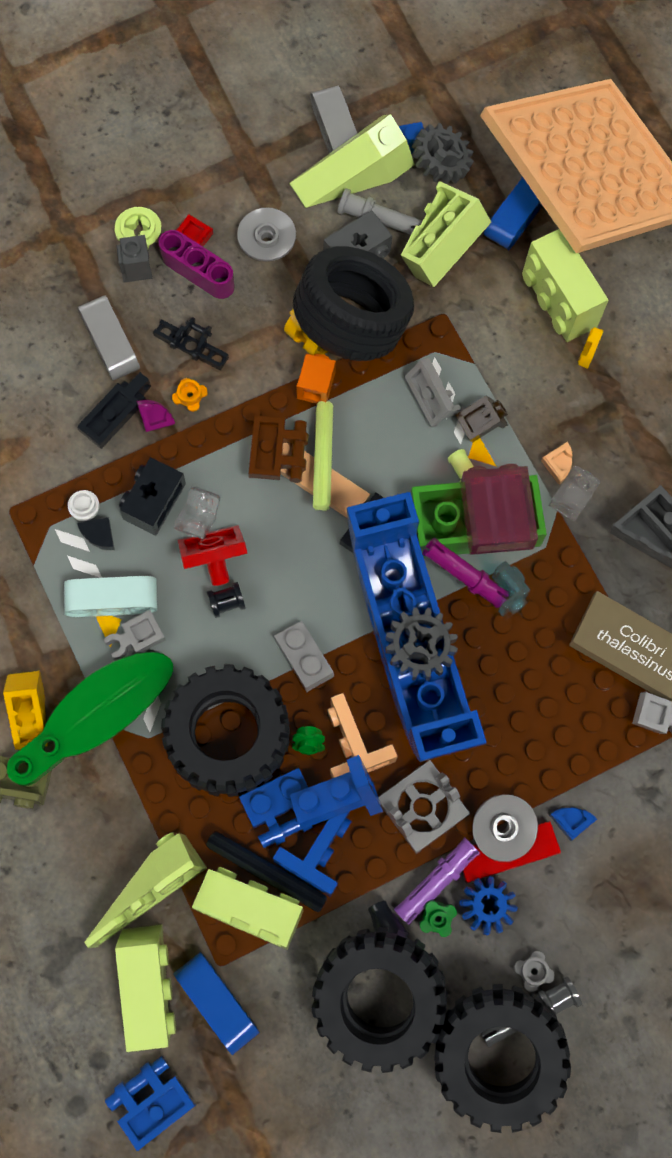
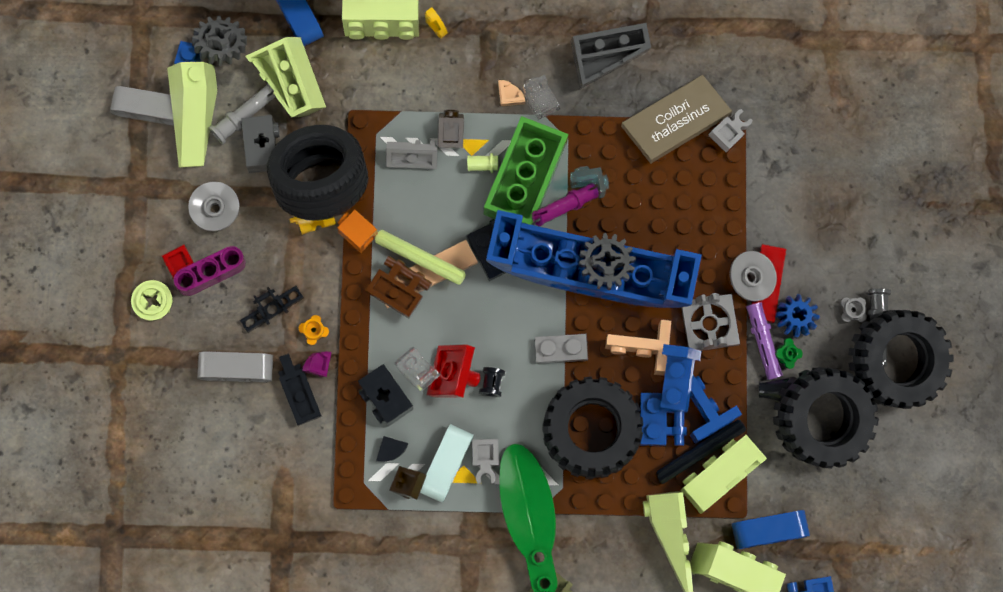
camera: 65 degrees left, 5 degrees up
(25, 706) = (498, 562): yellow arch -> none
(65, 564) = (408, 483): none -> dark brown bracket
(83, 505) = (363, 449): white plate -> none
(134, 258) = (180, 315): dark grey window -> none
(308, 740) = (626, 375): green plate -> none
(498, 509) = (535, 156): clear pink brick -> none
(572, 821) = (768, 229): blue tile -> none

